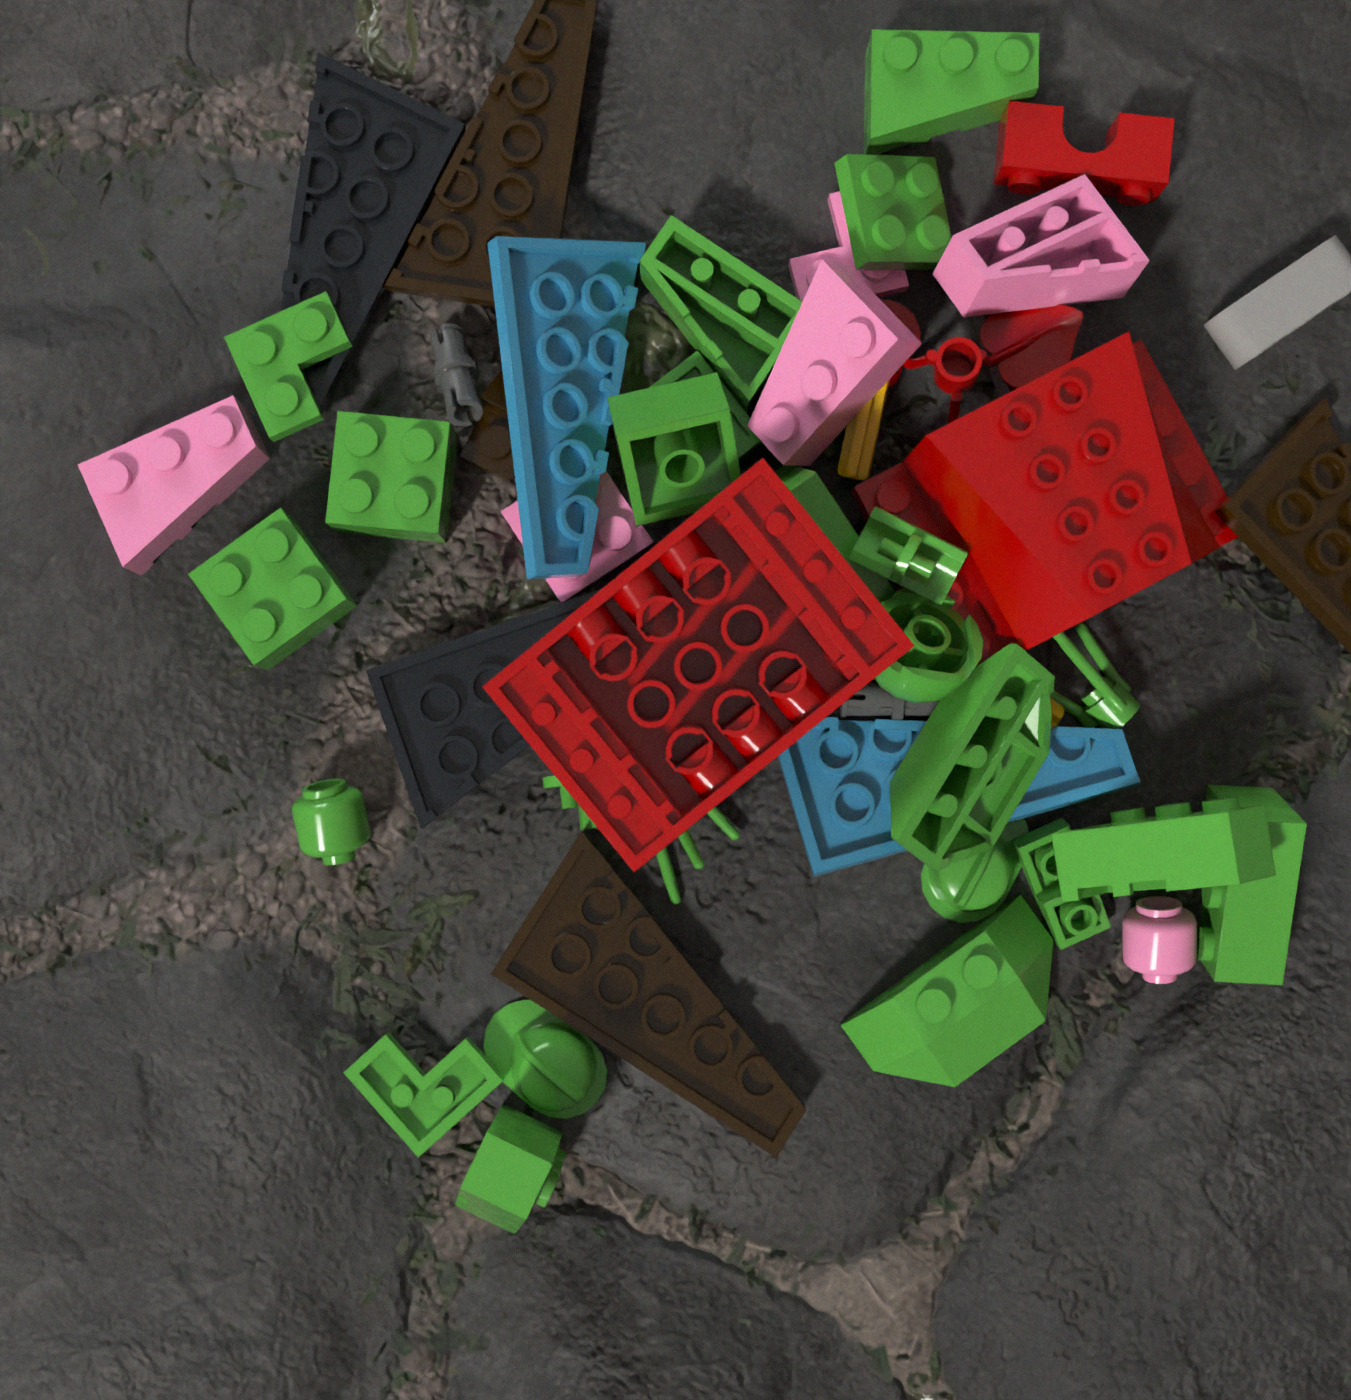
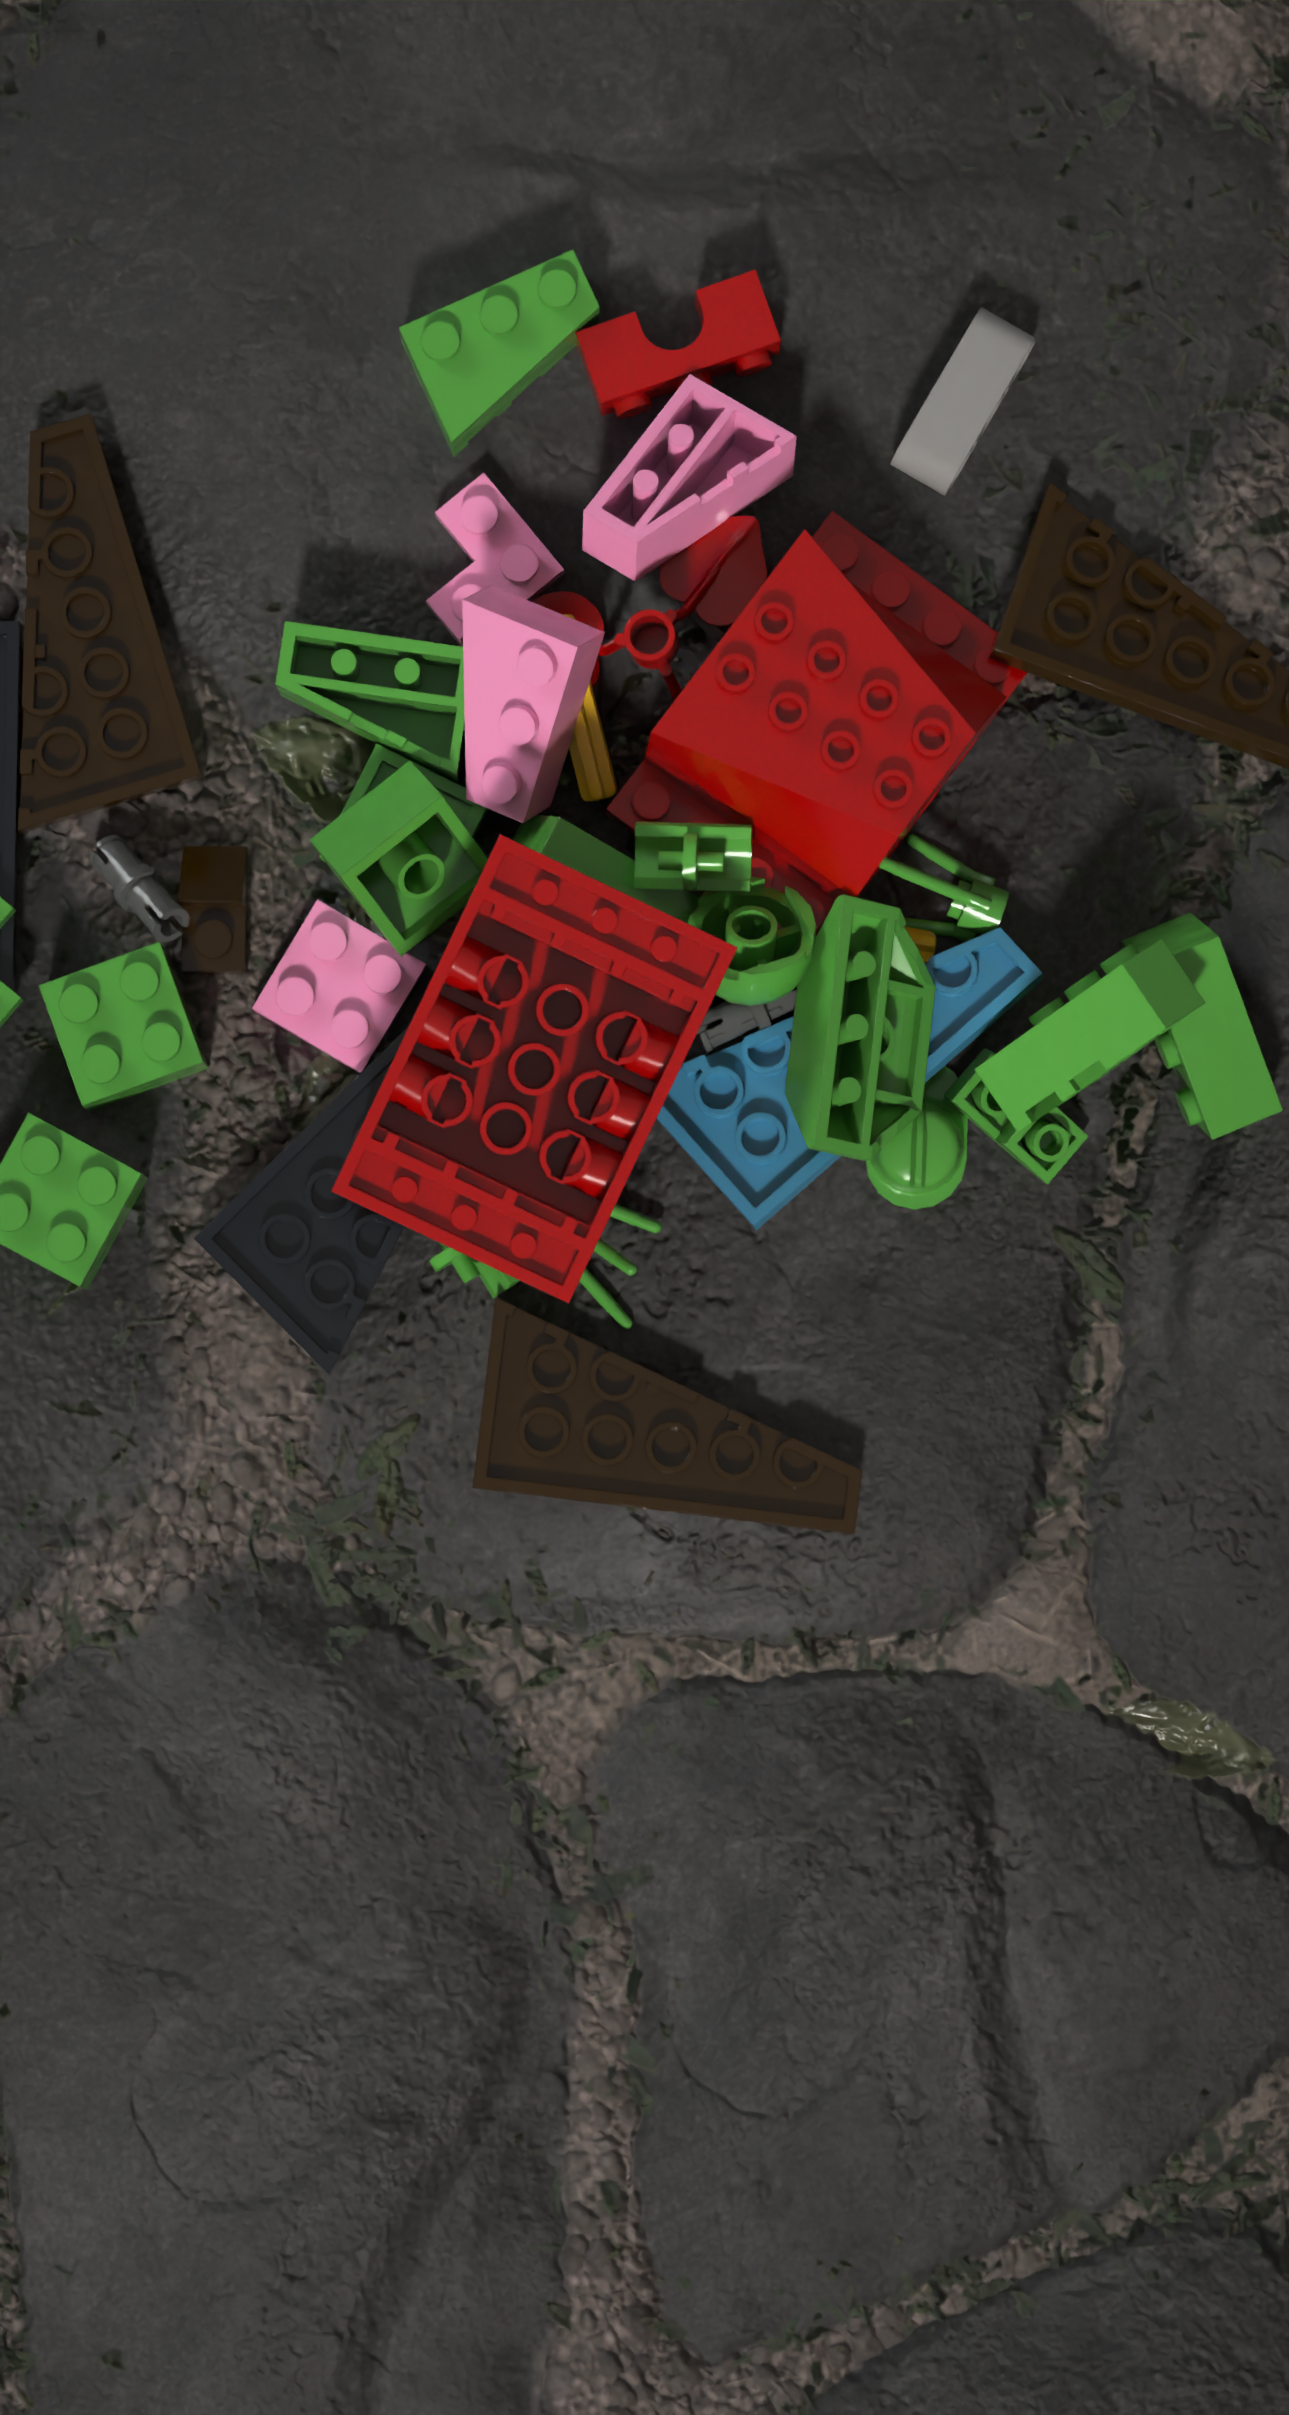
camera: 25 degrees left, 0 degrees up
(331, 821) = (232, 1411): bright green head -> none
(422, 1103) = (465, 1656): bright green plate -> none
(512, 1170) = (588, 1681): bright green wedge -> none
(545, 1060) = (570, 1552): bright green piece -> none
(562, 355) = (245, 825): dark azure wing -> none
(893, 211) = (511, 501): bright green plate -> none
(961, 1002) = (970, 1286): bright green wedge -> none
(1159, 939) = (1140, 1124): bright pink head -> none

